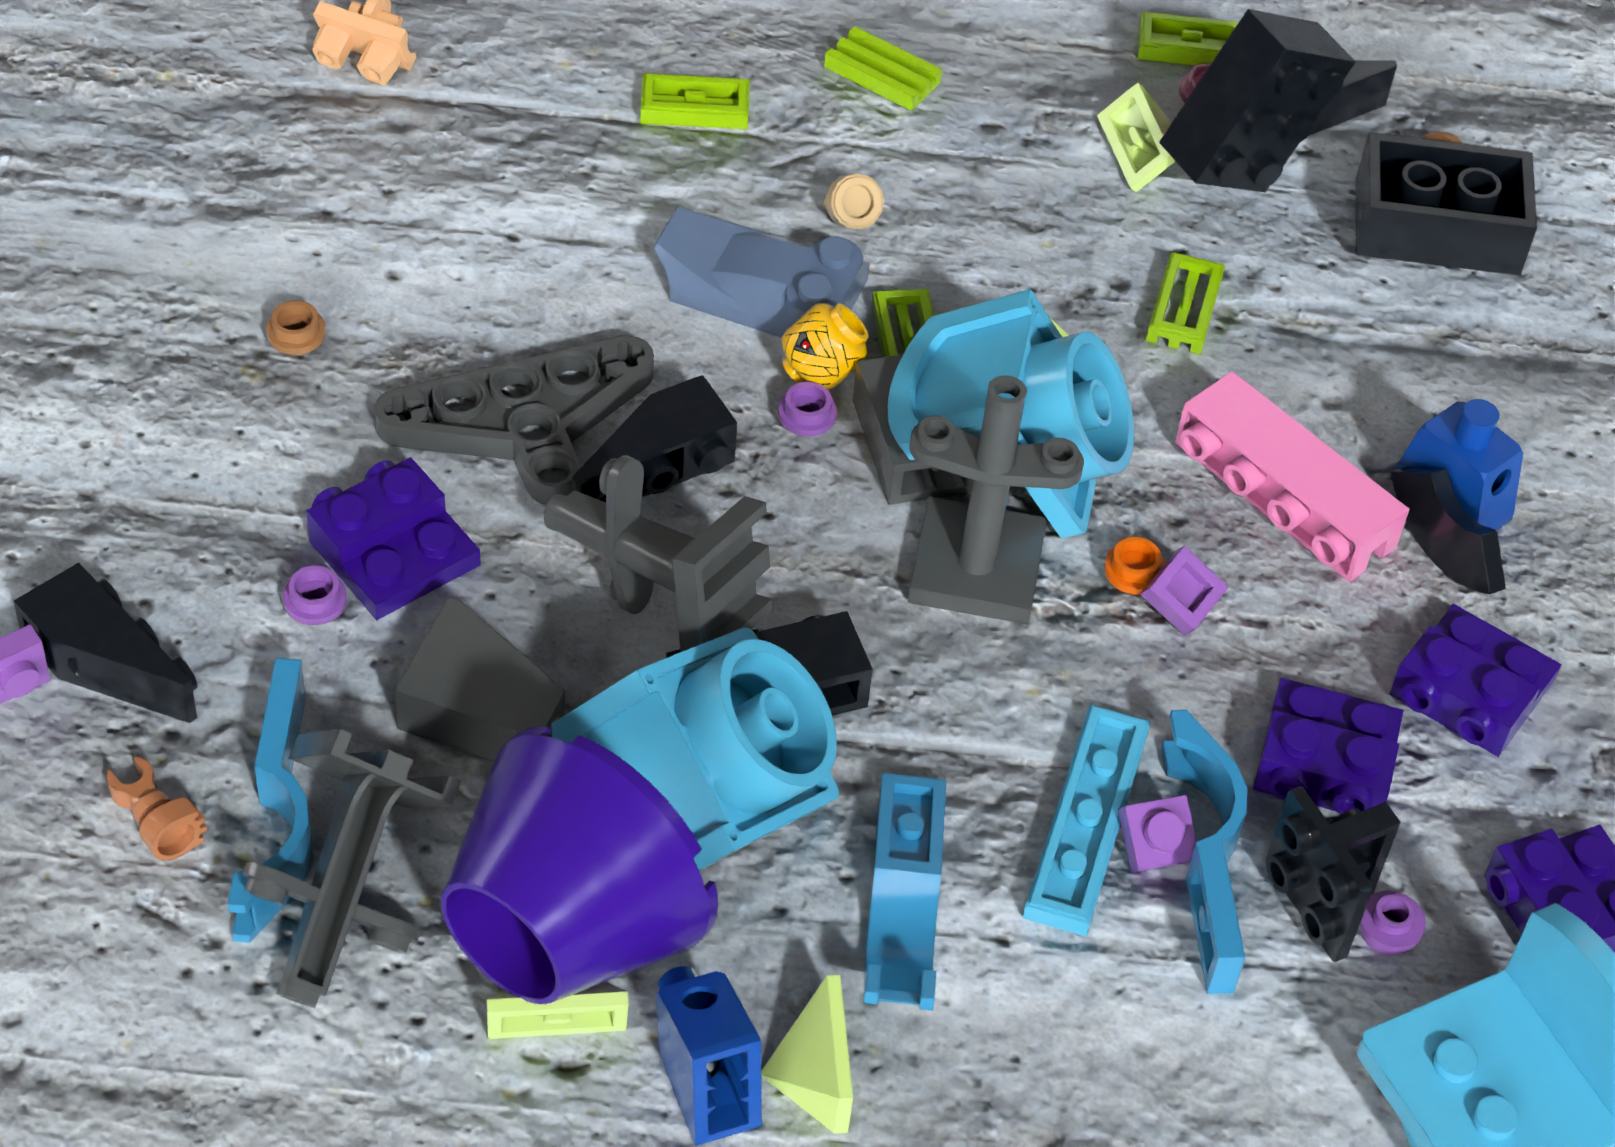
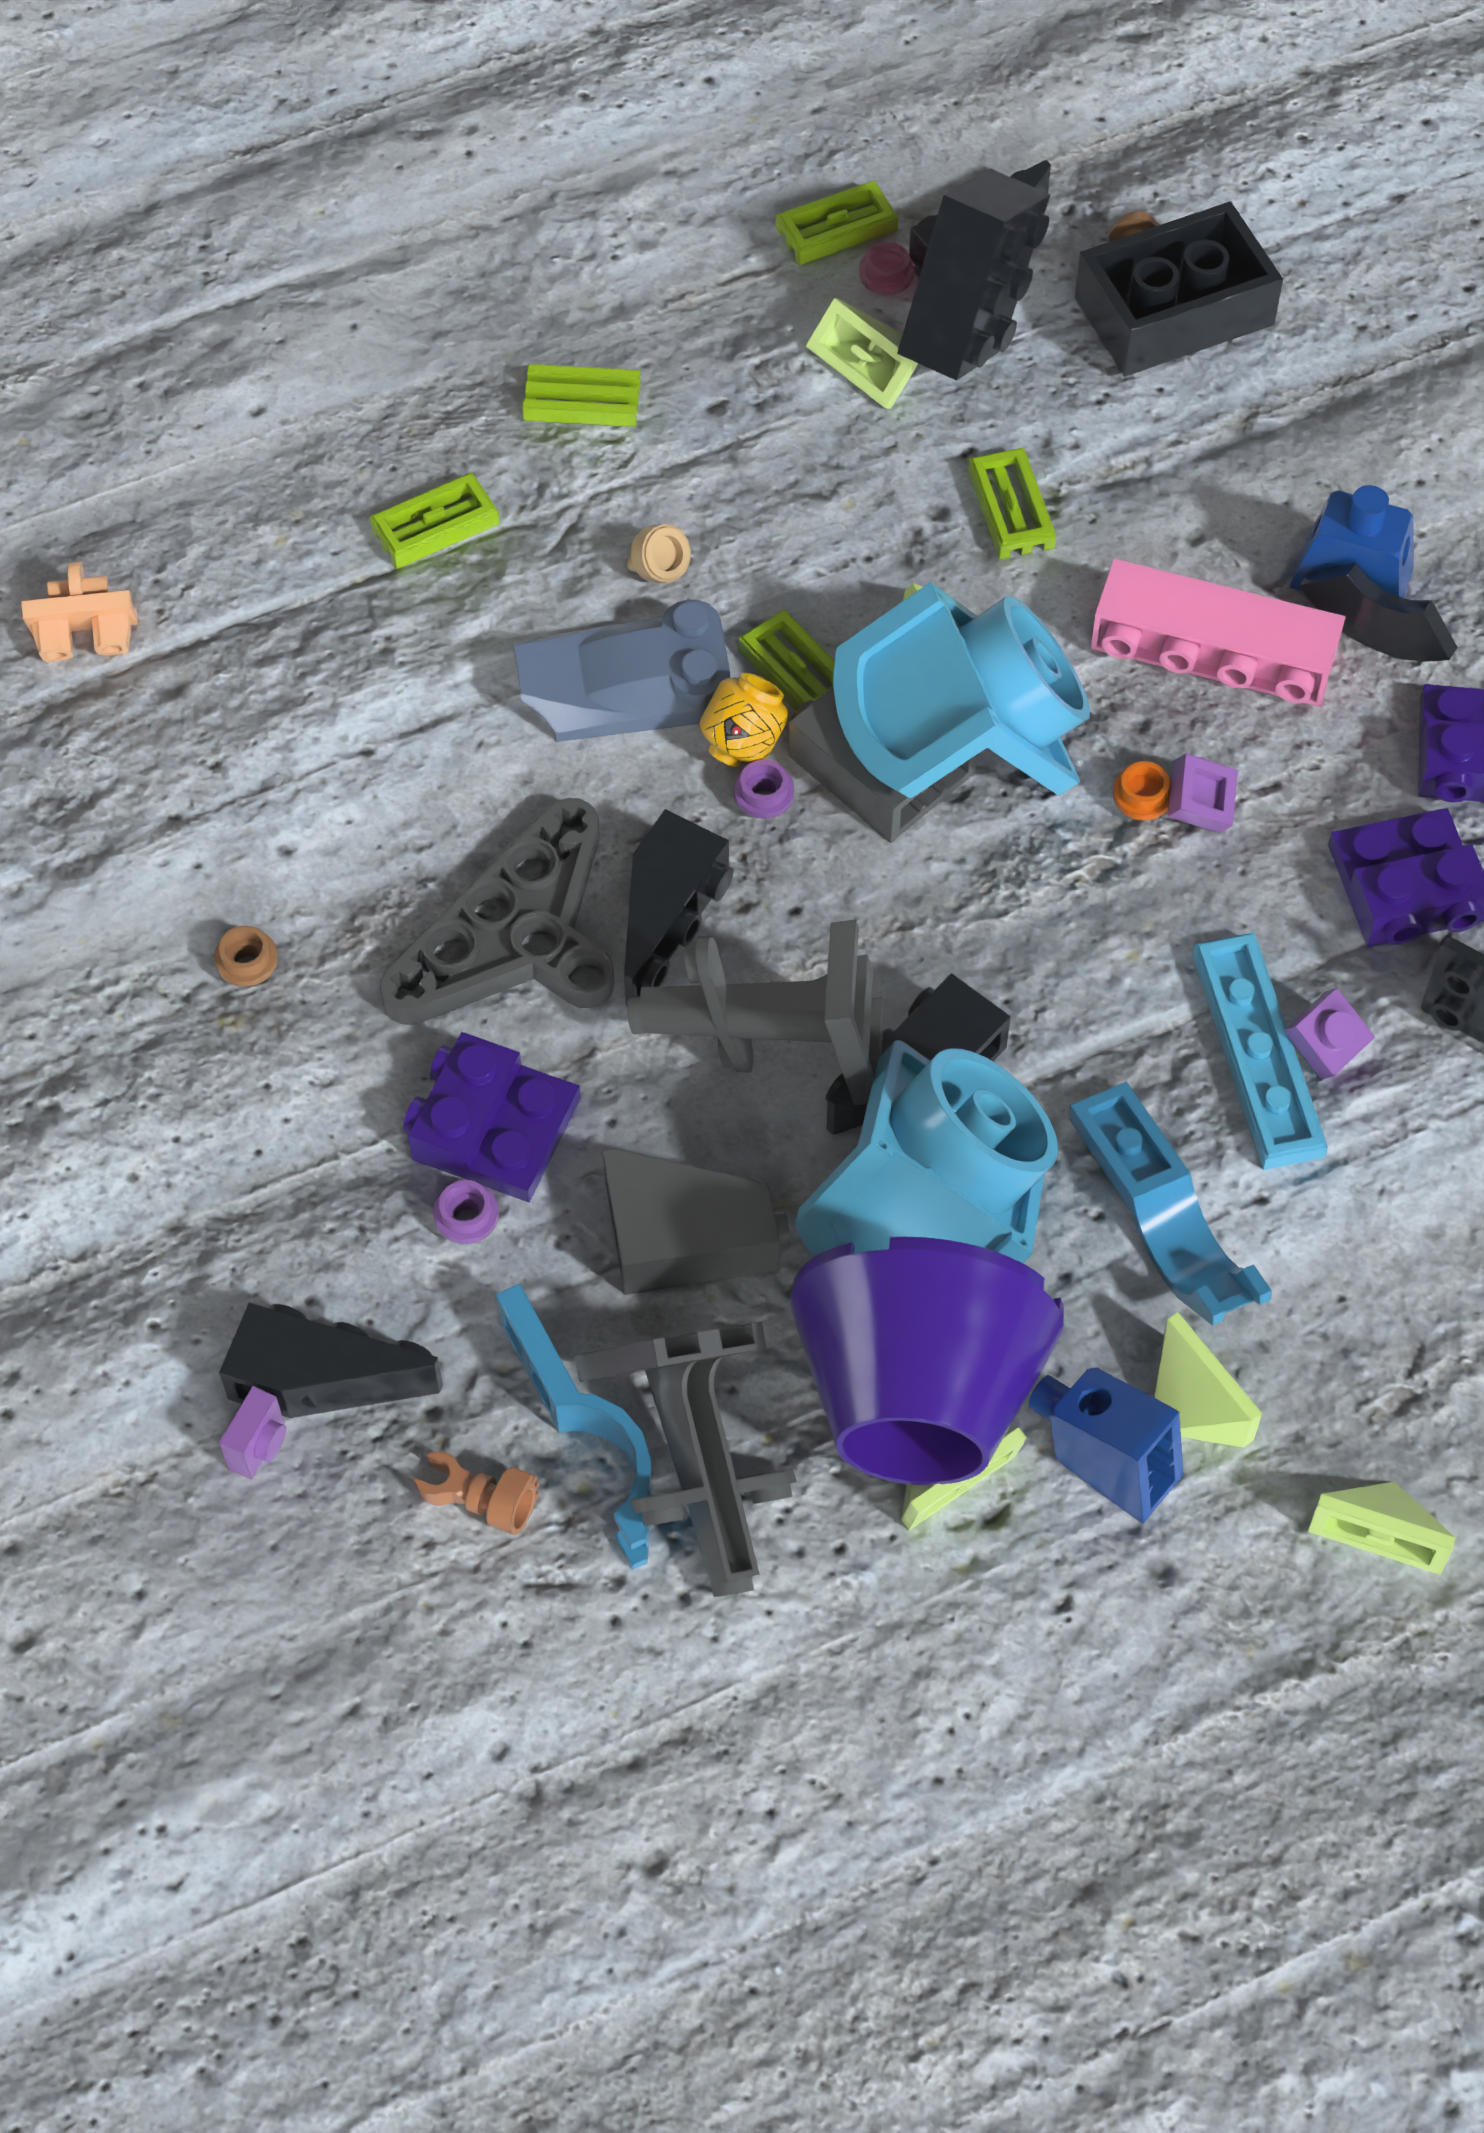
camera: 25 degrees left, 10 degrees up
(977, 552) = (1011, 846): dark grey piece -> none
(1206, 766) = (1395, 1049): dark azure piece -> none

